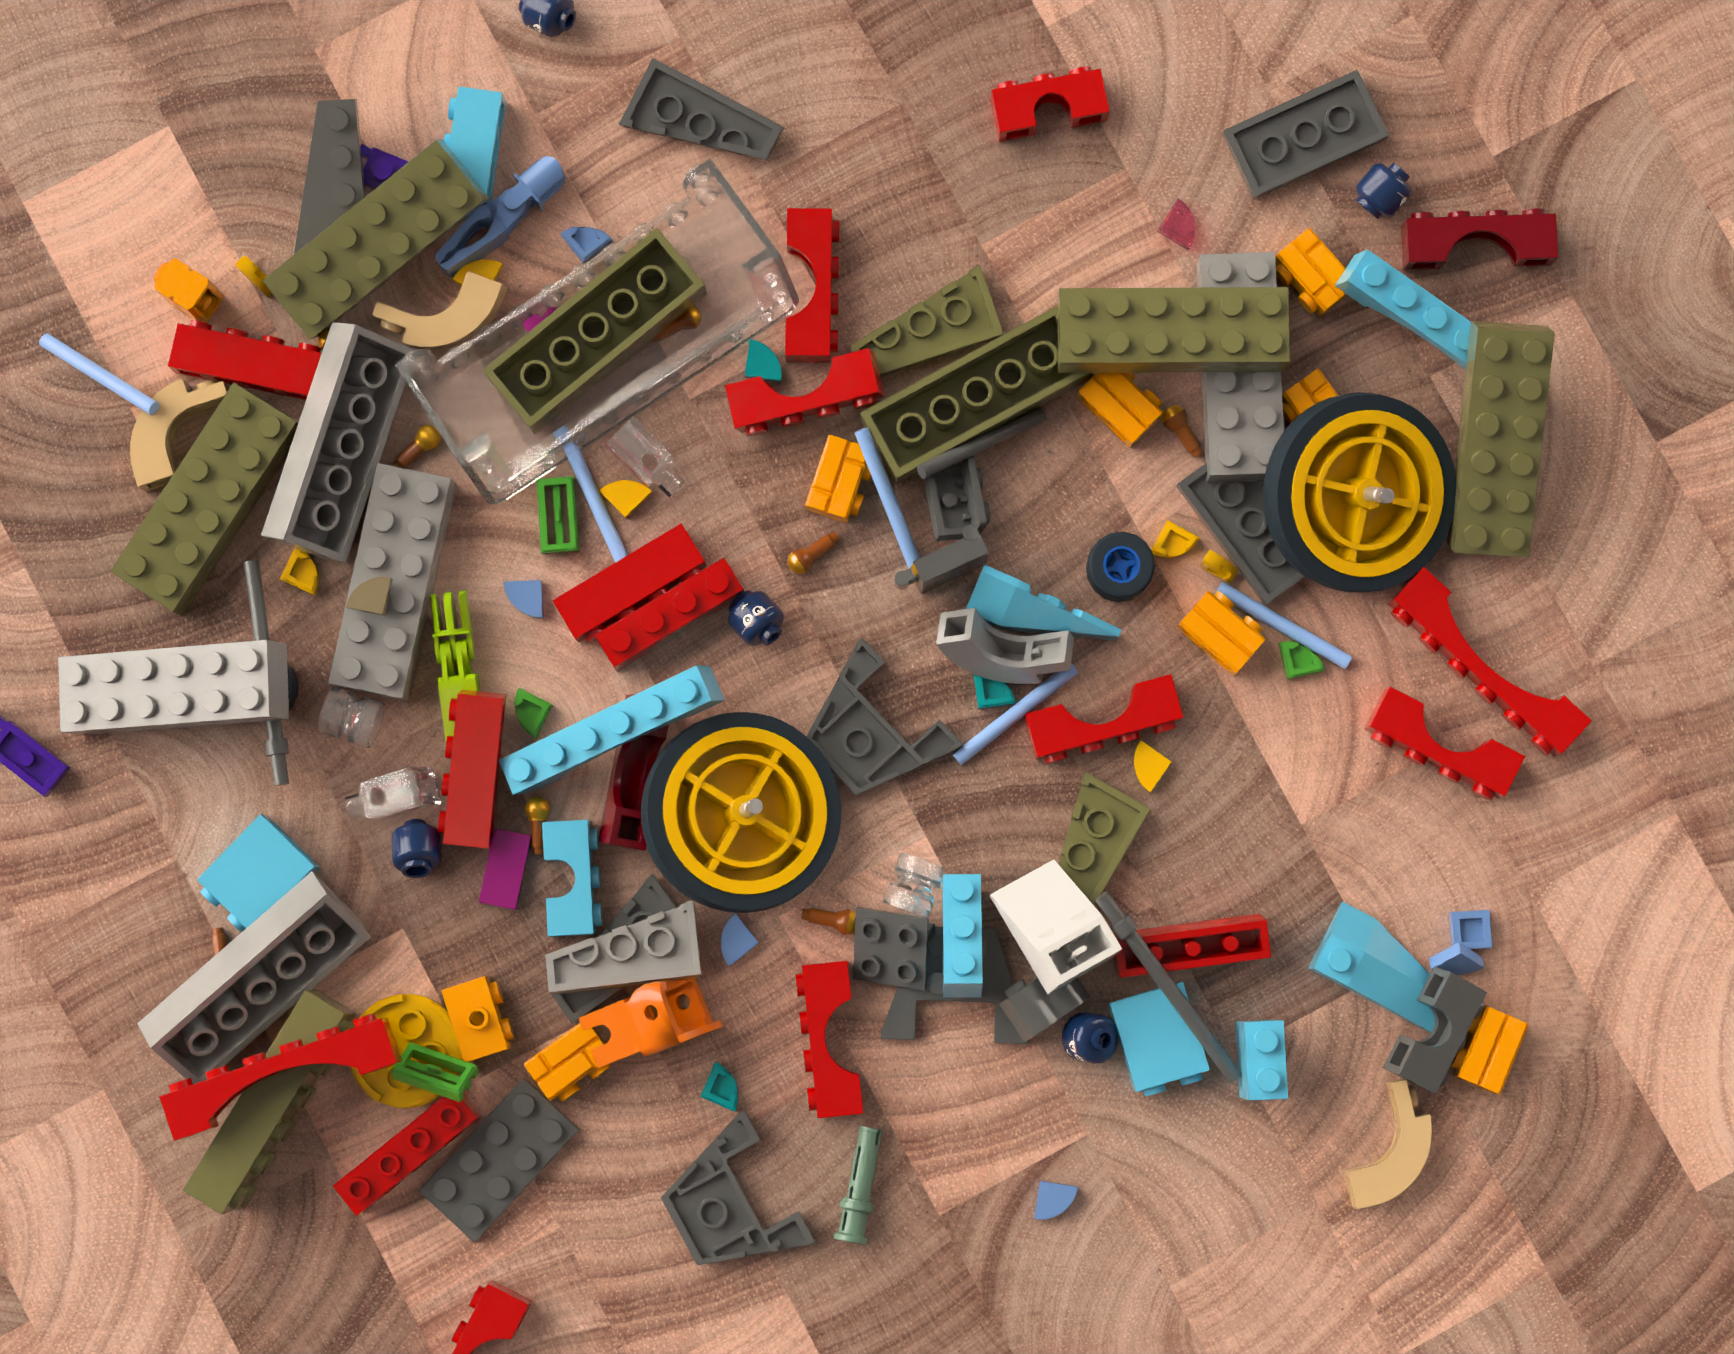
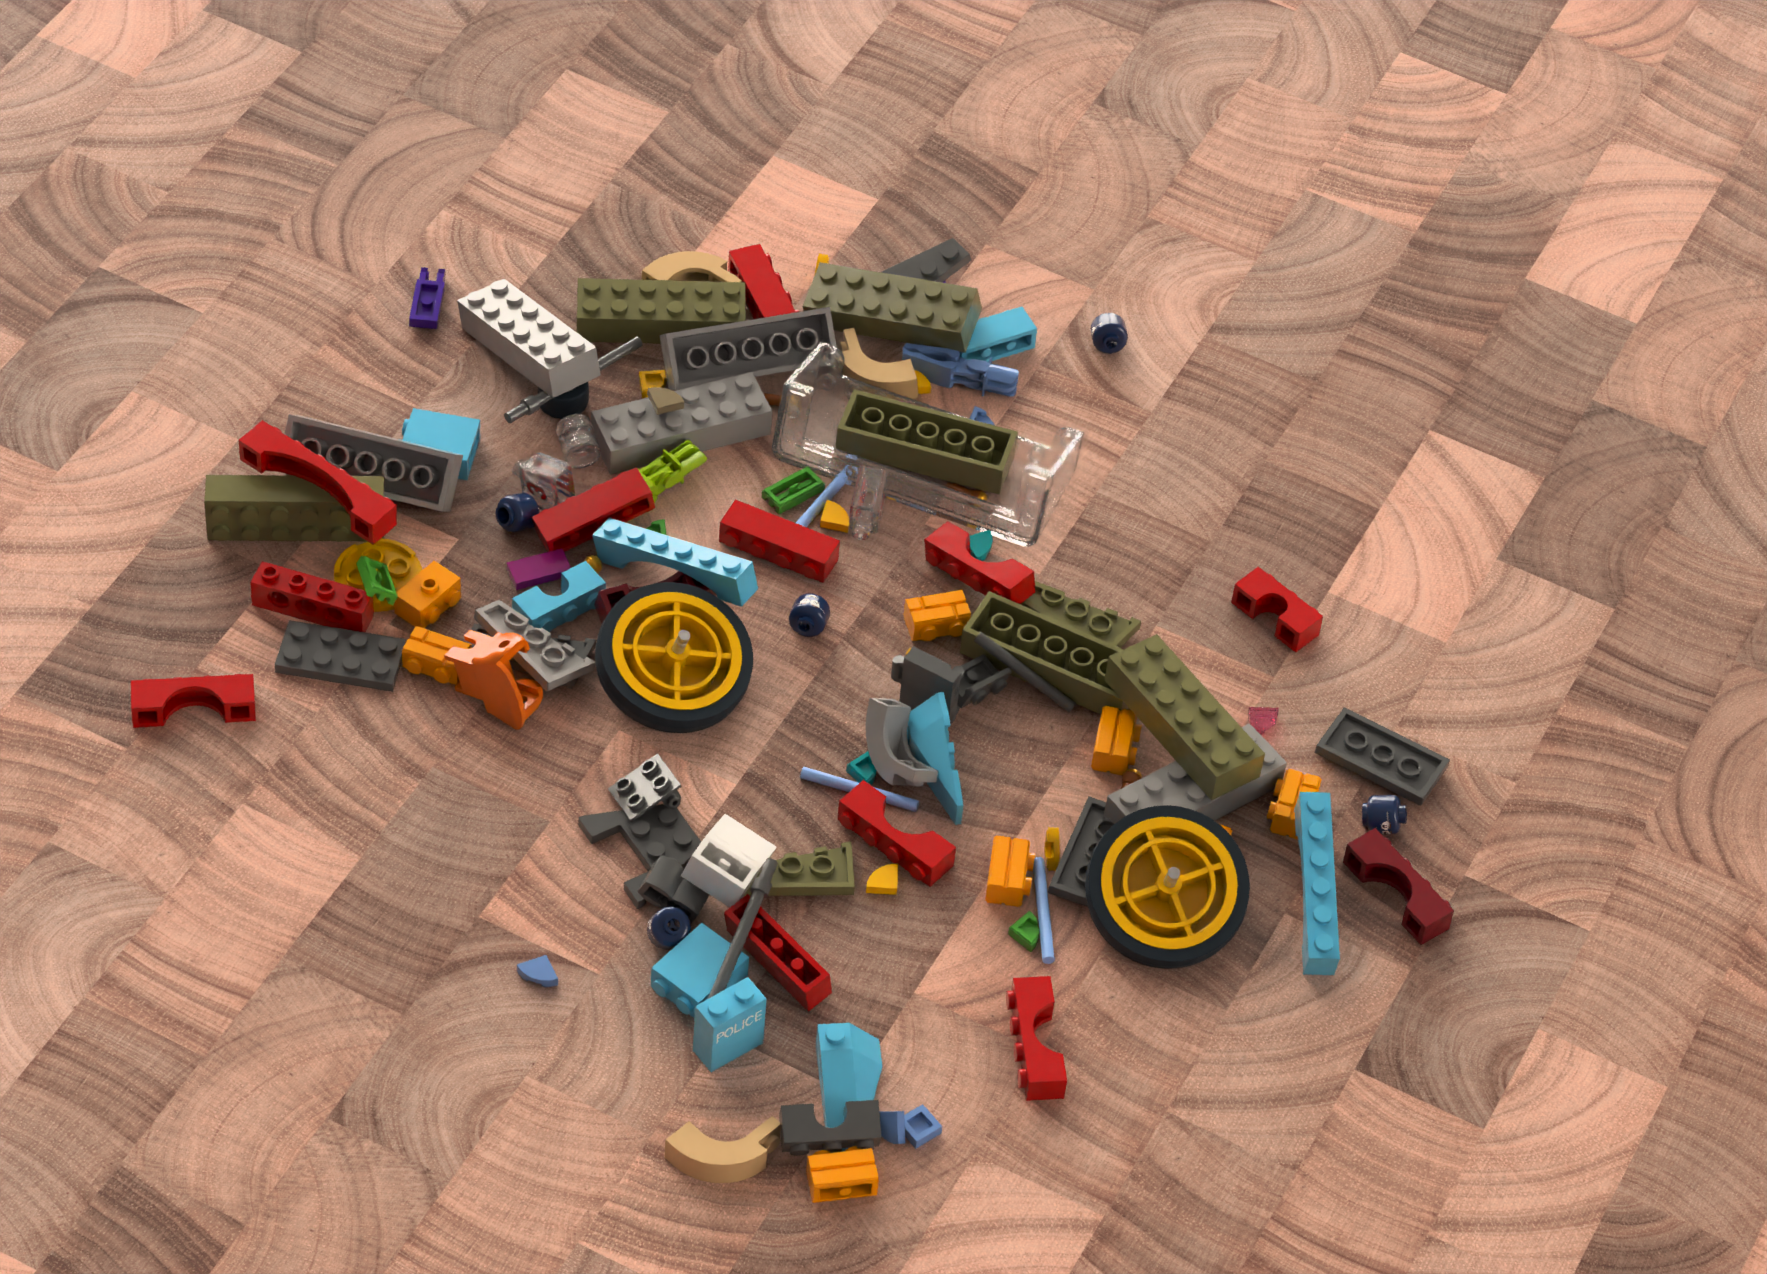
camera: 50 degrees right, 35 degrees down
(99, 374) = (697, 226): light blue bar -> none
(187, 290) = (784, 239): light orange brick -> none
(526, 597) = (725, 497): medium blue tile -> none
(668, 613) = (793, 570): red arch -> none
(691, 112) = (1109, 437): dark grey wing -> none
(715, 1211) = (392, 781): dark grey wing -> none
(721, 1088) = (478, 750): teal tile -> none
(736, 940) = (585, 711): medium blue tile -> none
(802, 559) = (868, 626): dark orange piece -> none
(810, 239) = (1082, 529): red arch -> none
(835, 1088) = (586, 770): red arch -> none
(841, 920) = (637, 750): dark orange piece -> none
(857, 1203) = (453, 858): sand green pin -> none
(859, 741) = (772, 711): dark grey wing -> none
(887, 496) = (957, 626): light blue bar -> none
(915, 871) = (699, 781): clear wheel -> none
(962, 935) = (666, 817): medium azure arch -> none
(1124, 555) = (1006, 793): black wheel -> none
(1173, 541) = (1046, 817): yellow tile -> none
(1426, 608) = (1107, 1092): red arch -> none
(1500, 438) = (1271, 943): olive brick -> none

